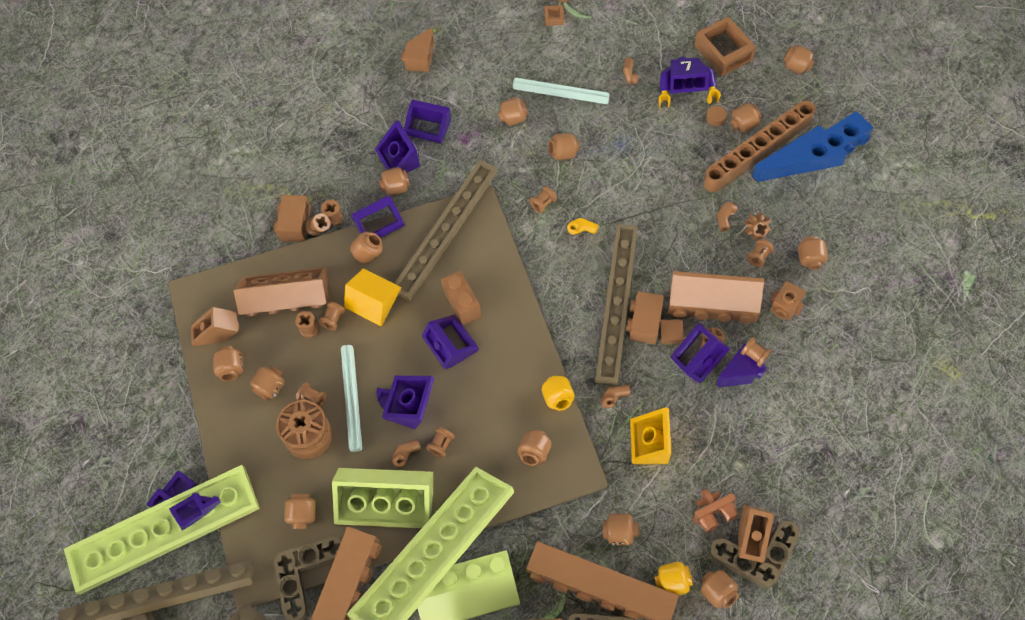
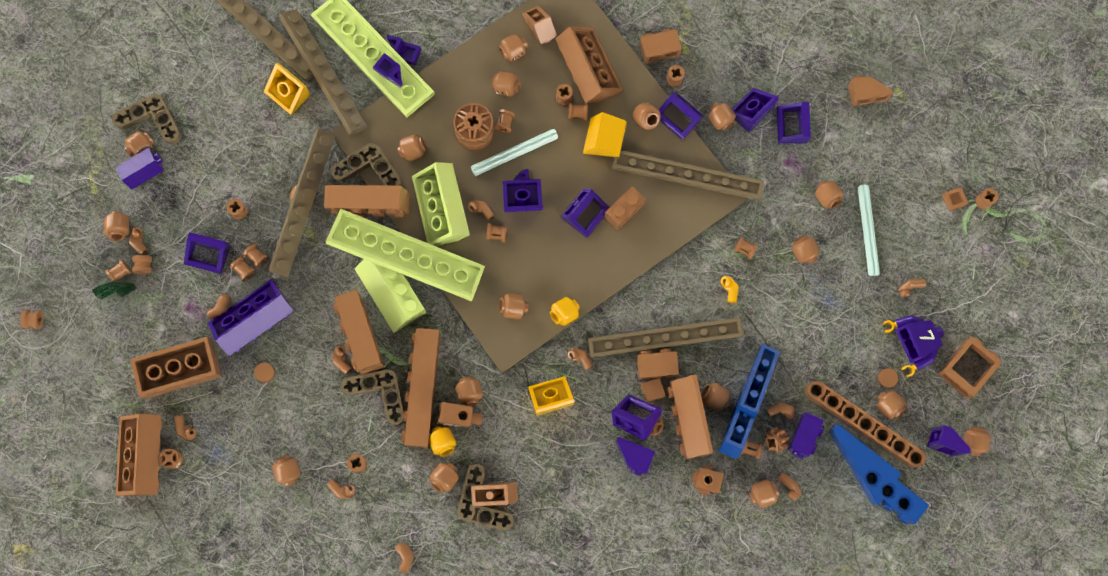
camera: 65 degrees right, 15 degrees up
(312, 224) = (659, 74): medium nougat bush -> none
(647, 551) = (448, 415): none -> medium nougat torso
(697, 264) = (716, 397): none -> medium nougat head
(705, 515) = (510, 467): nougat hips -> none
(714, 239) = (749, 402): none -> blue brick
(756, 351) = (646, 461): medium nougat bush -> none
(758, 198) = (805, 436): none -> dark purple brick
(795, 79) = (947, 441): none -> dark purple tile
(809, 226) = (792, 485): none -> medium nougat arm

